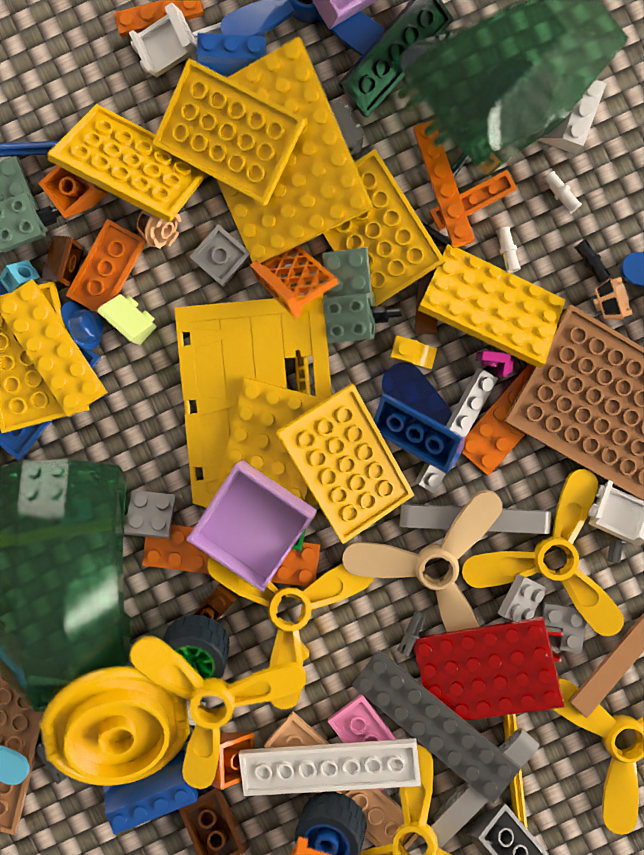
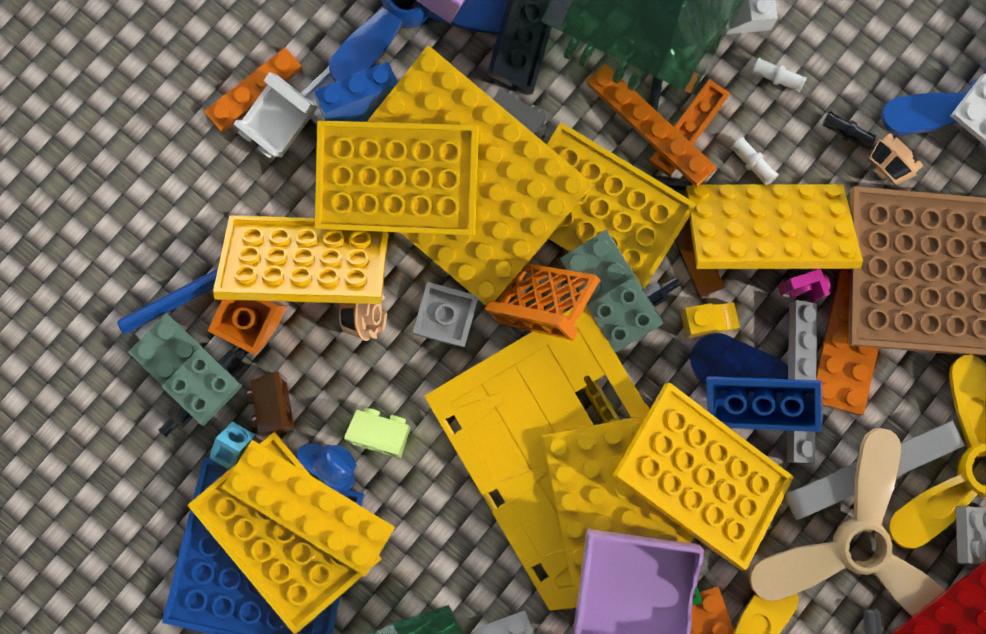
camera: 30 degrees left, 10 degrees down
(106, 266) = (324, 389): orange plate -> none

